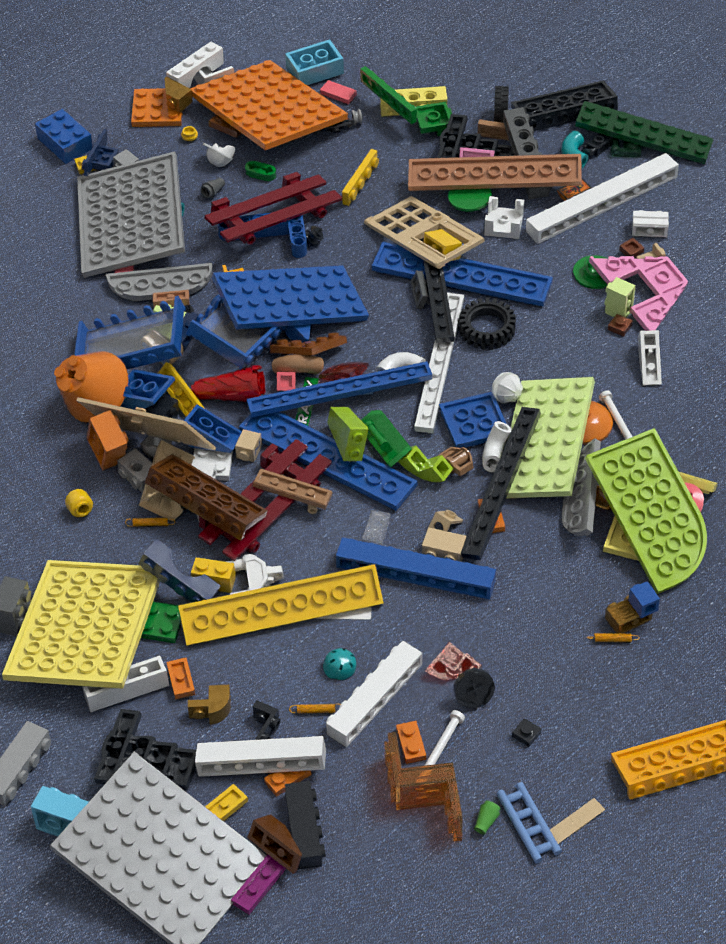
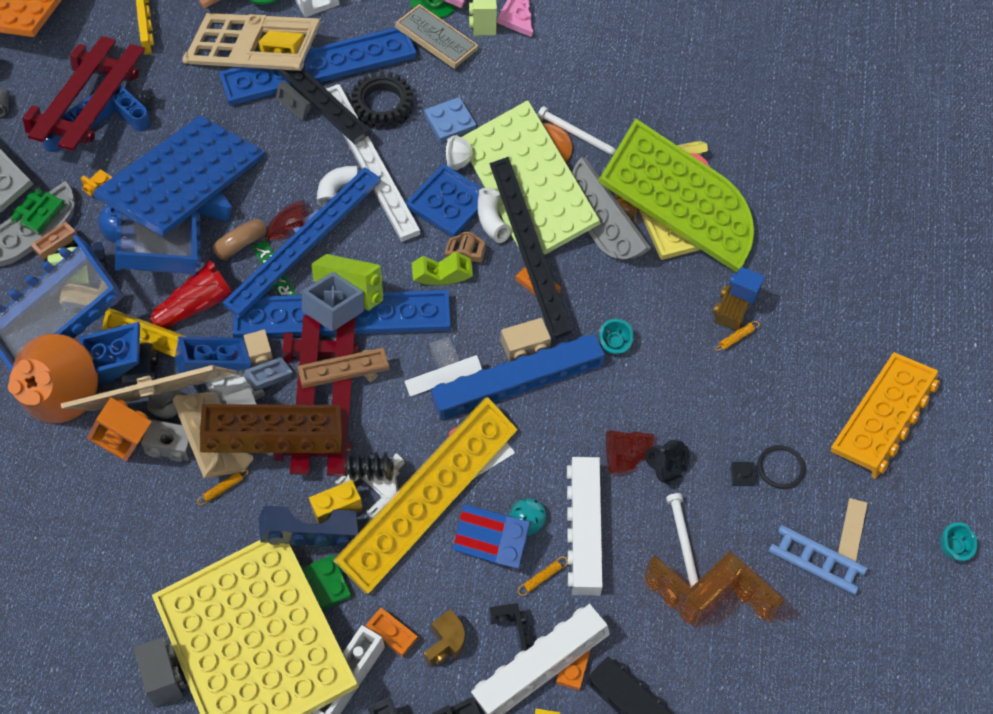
camera: 40 degrees left, 10 degrees up
(79, 503) = (134, 512): yellow head -> none
(175, 272) = (41, 213): none -> green plate
(240, 465) = (267, 374): none -> sand blue plate
(252, 560) = (369, 466): none -> black piece
(260, 171) = (35, 61): green beam -> none
(285, 381) = (240, 262): coral plate -> none
(302, 660) = (492, 536): none -> blue slope
(309, 347) = (244, 214): dark orange plate -> none
(320, 438) = (332, 301): none -> sand blue brick
(378, 538) = (443, 375): none -> white sticker
(385, 437) = (395, 267): green piece -> none
(411, 742) = (648, 546): orange plate -> none
(446, 518) = (502, 310): tan bracket -> none
(486, 817) = (782, 579): bright green cone -> none
(512, 586) = (613, 342): none -> teal helmet
(529, 363) = (450, 119): none -> medium blue plate
(570, 297) = (436, 36): none -> tile
(581, 749) = (776, 485): none -> black tyre
(620, 325) = (497, 39): copper plate -> none
(646, 880) = (954, 546): none -> teal helmet
(649, 357) = (550, 55): white slope -> none

